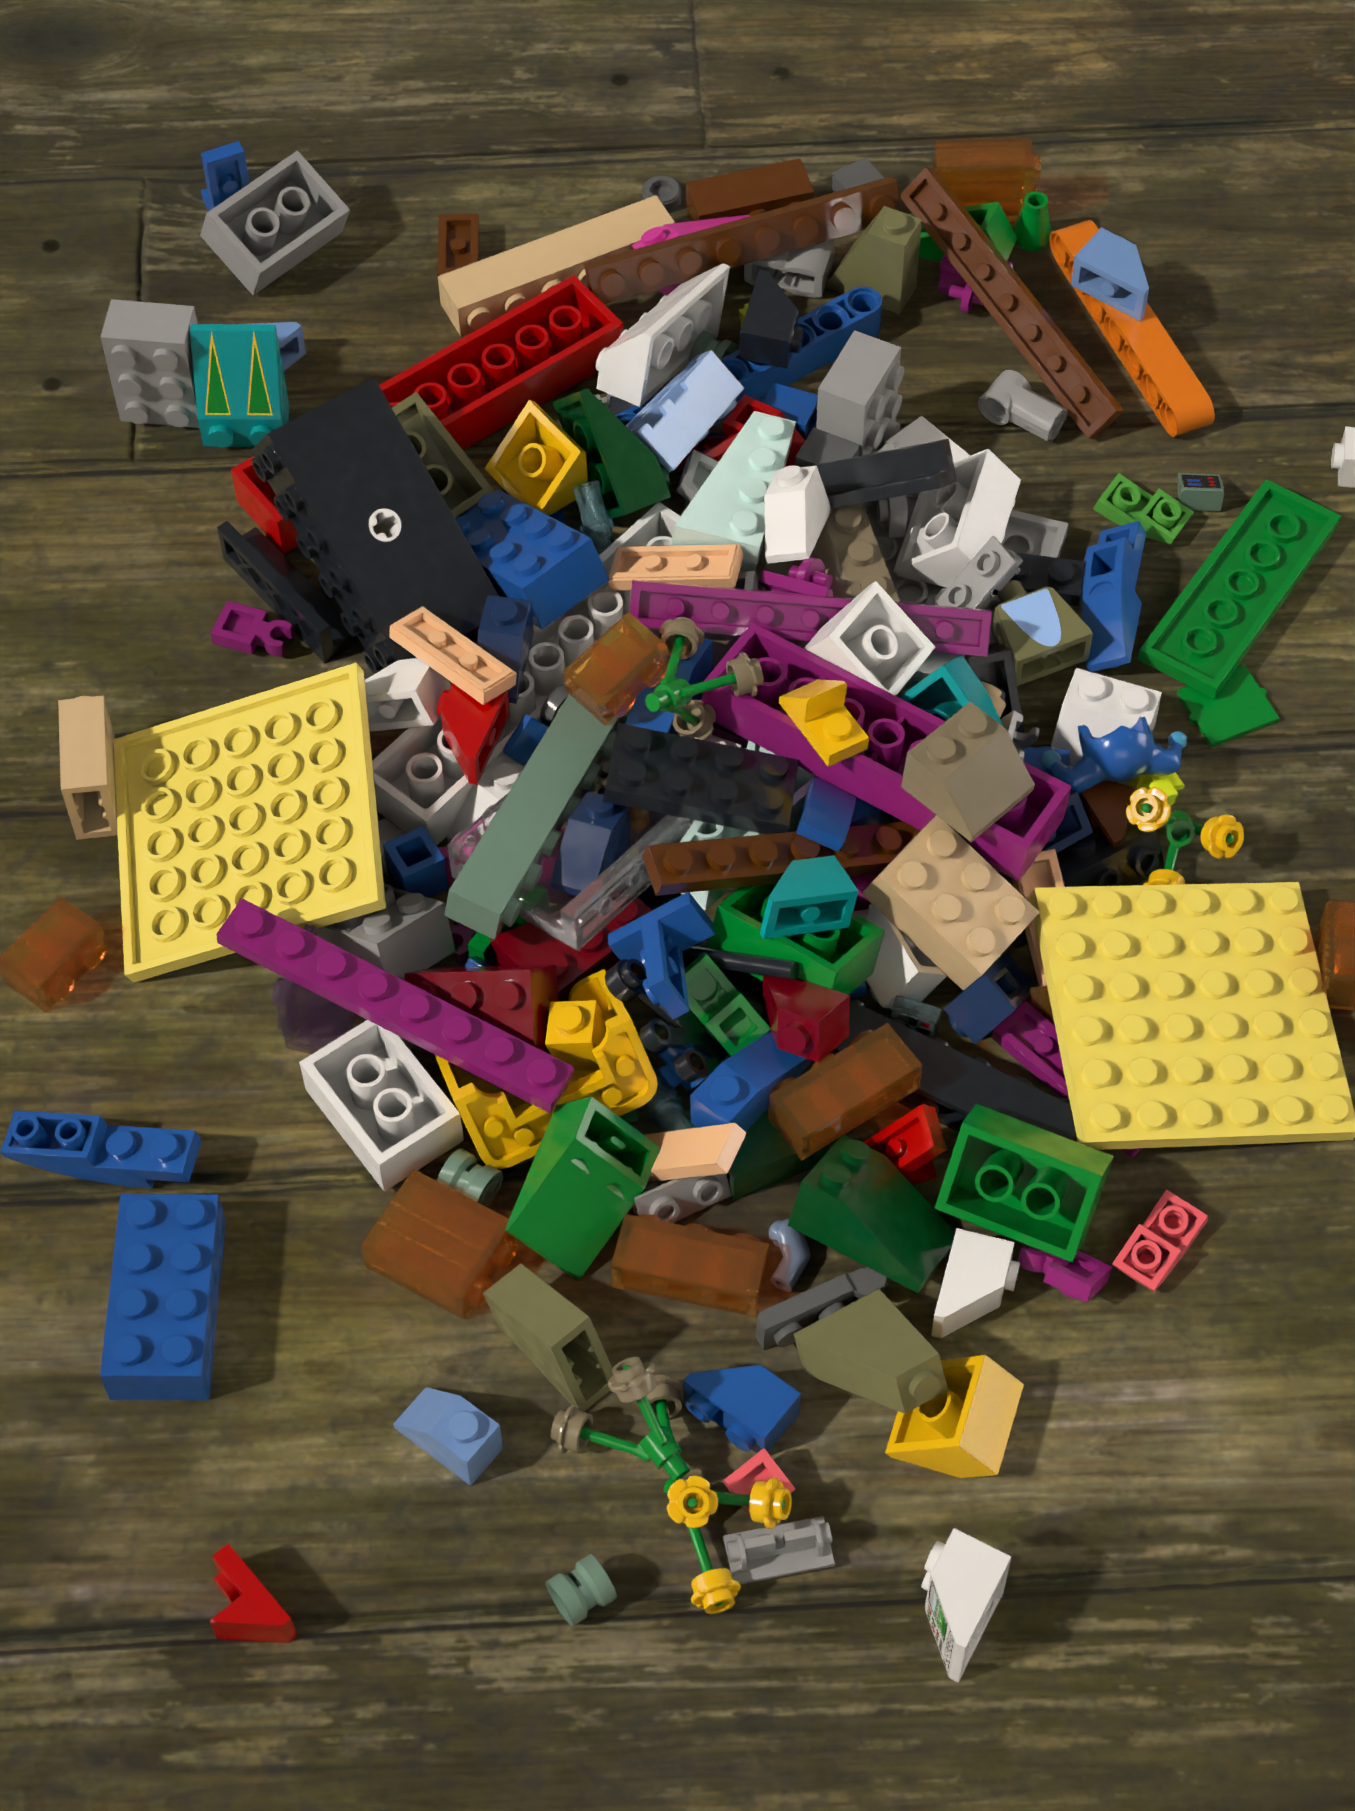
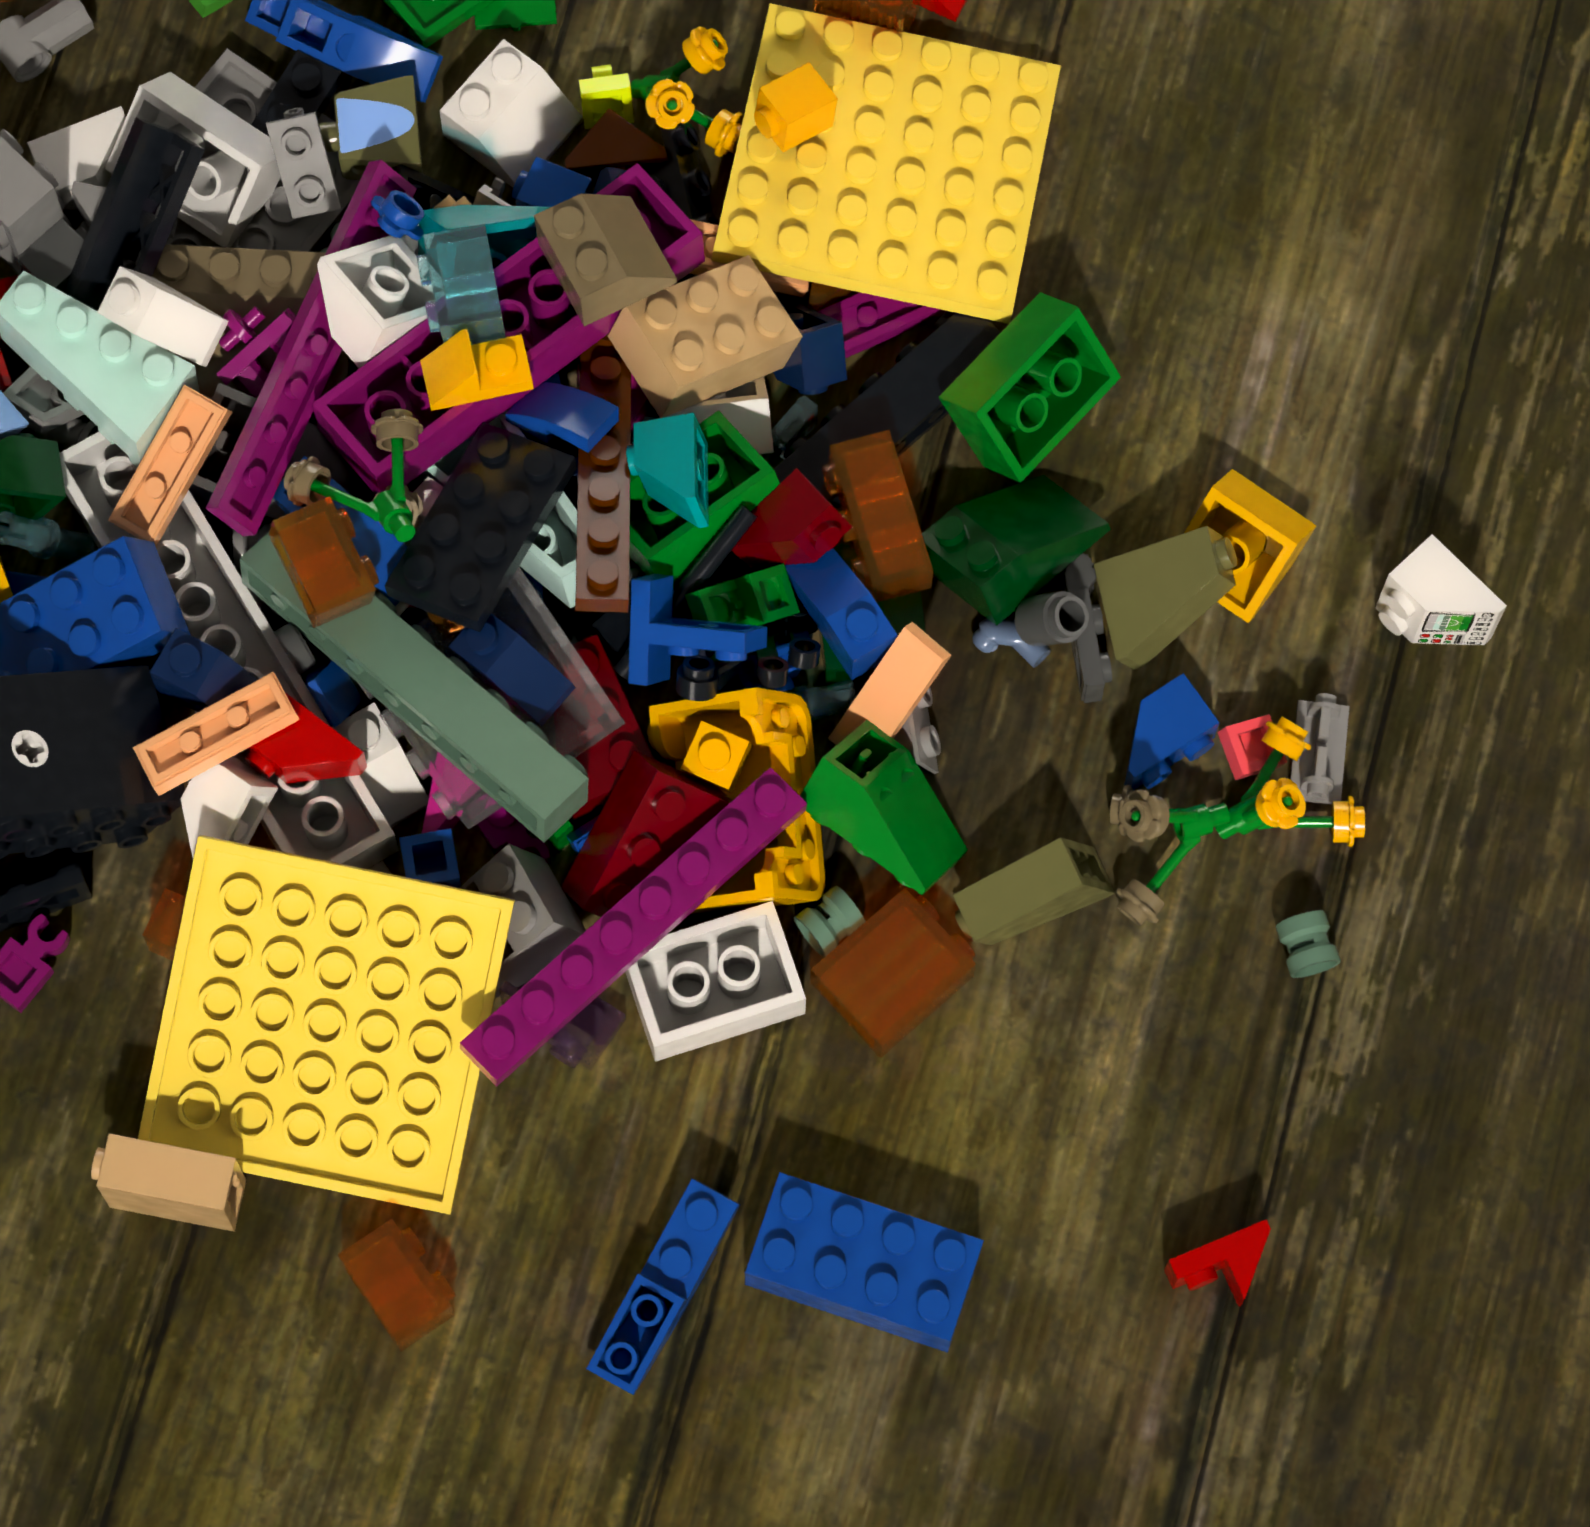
camera: 75 degrees left, 15 degrees up
(452, 1432) = (1101, 1021): medium blue slope -> none
(690, 1264) = (996, 734): clear orange brick -> none
(807, 1262) = (1051, 618): none -> dark grey brick
(894, 685) = (462, 283): none -> clear light blue brick
(912, 1143) = (941, 479): red slope -> none
(948, 638) = (399, 214): none -> blue plate
(973, 1280) = (1104, 477): white slope -> none
(1075, 1279) = (1137, 381): magenta plate -> none
(1117, 757) = (571, 112): blue piece -> none
(1160, 1241) = (1112, 292): coral slope -> none
(1193, 907) = (795, 107): none -> yellow brick

